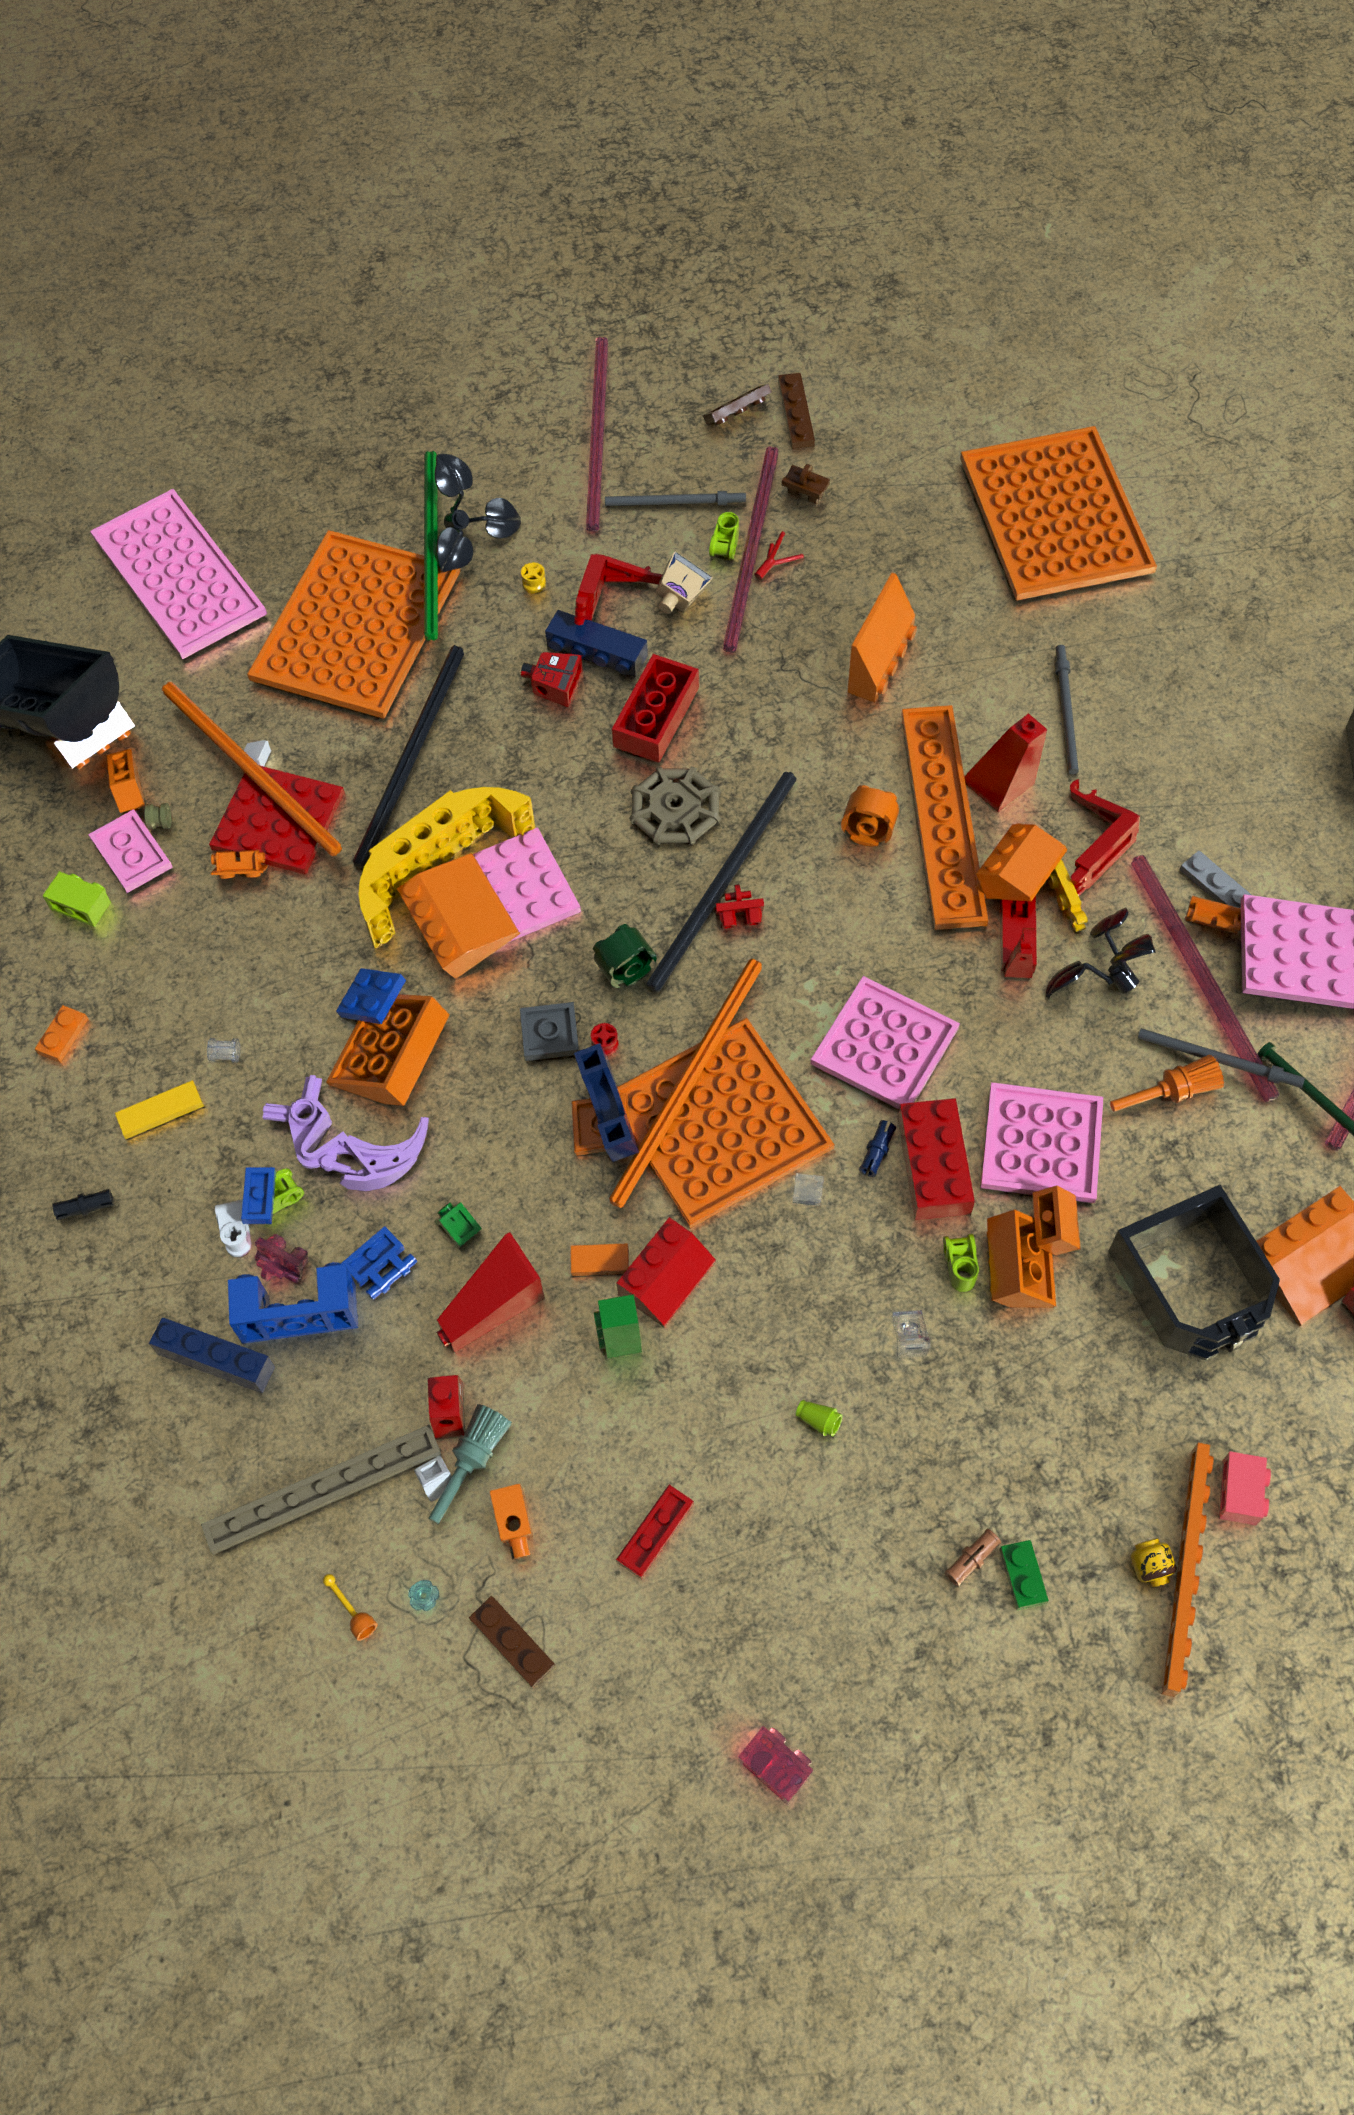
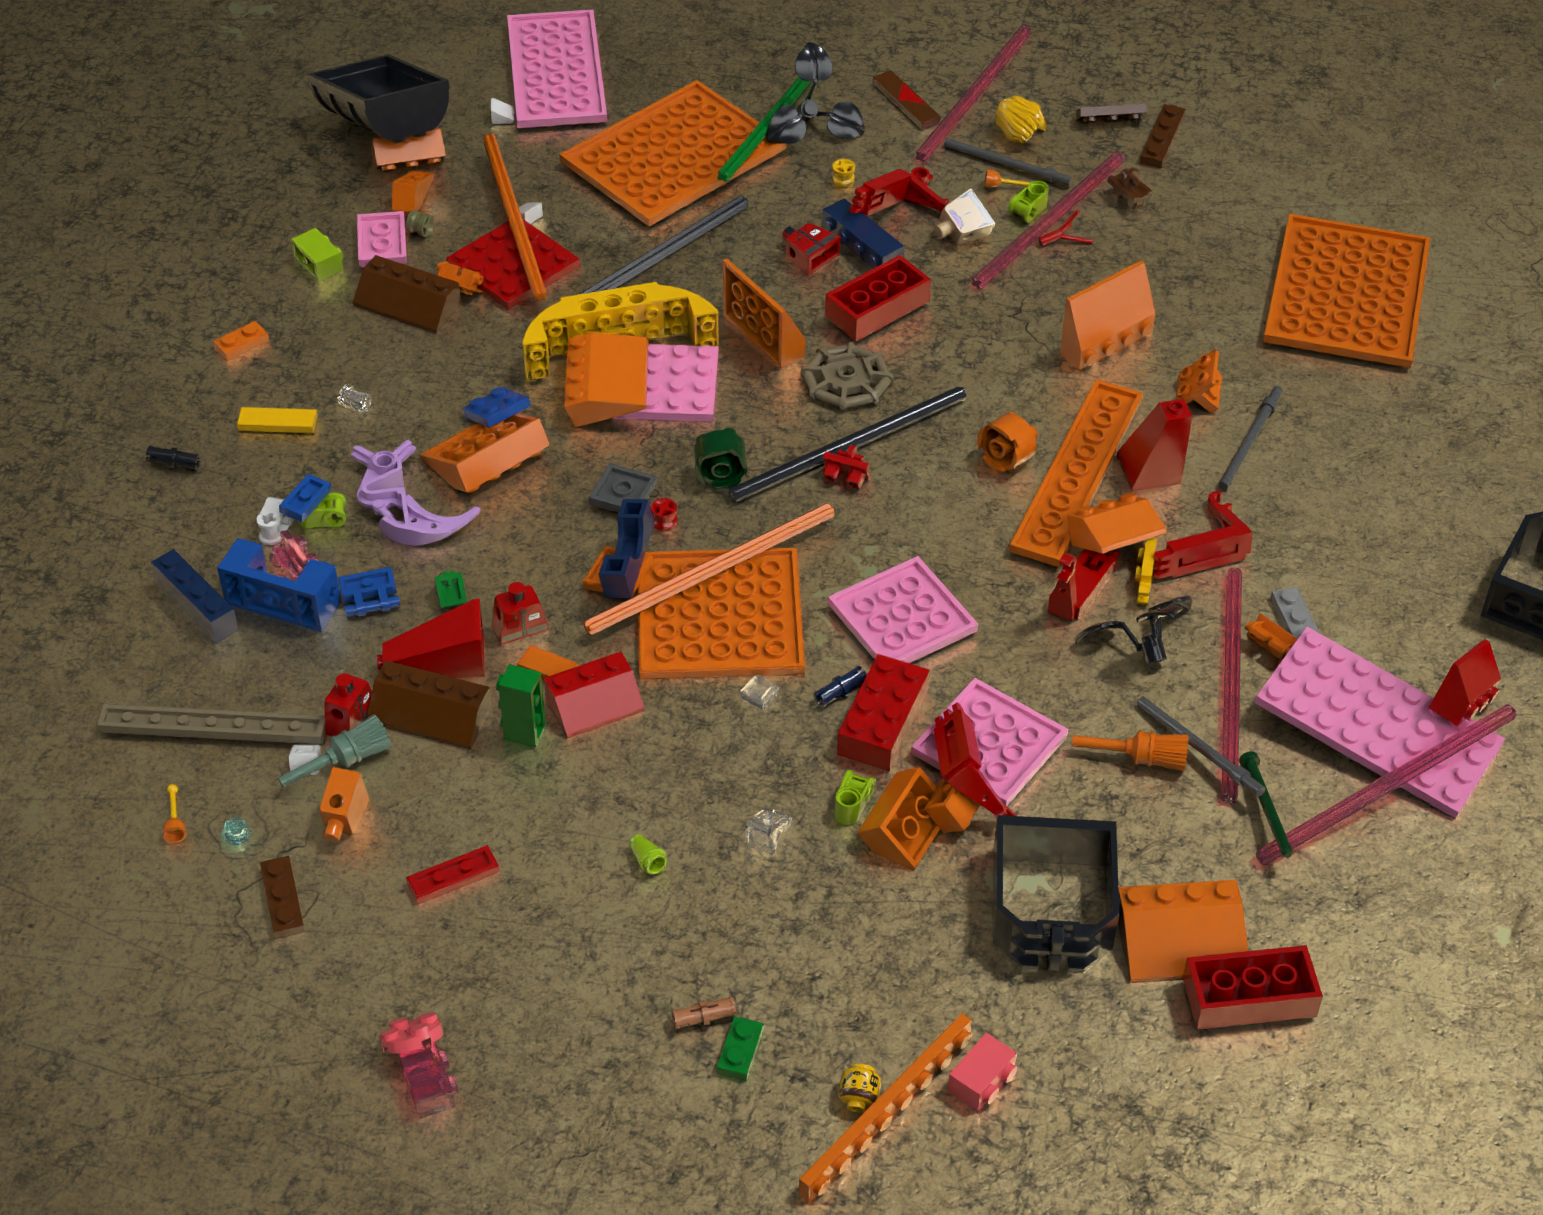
camera: 25 degrees right, 15 degrees down
(155, 648) = (501, 112): none -> white slope
(198, 905) = (407, 294): none -> reddish brown slope
(518, 1362) = (429, 704): none -> reddish brown slope
(538, 467) = (906, 99): none -> reddish brown tile
(545, 1220) = (517, 614): none -> red torso
(564, 782) = (760, 318): none -> orange slope
(608, 549) = (922, 174): none -> red plate
(662, 448) = (1019, 118): none -> yellow hair
(675, 525) = (993, 179): none -> orange hinge
(721, 1724) = (408, 1035): none -> coral plate
(994, 671) = (1201, 382): none -> orange bracket
(1045, 1180) = (961, 760): none -> red hinge

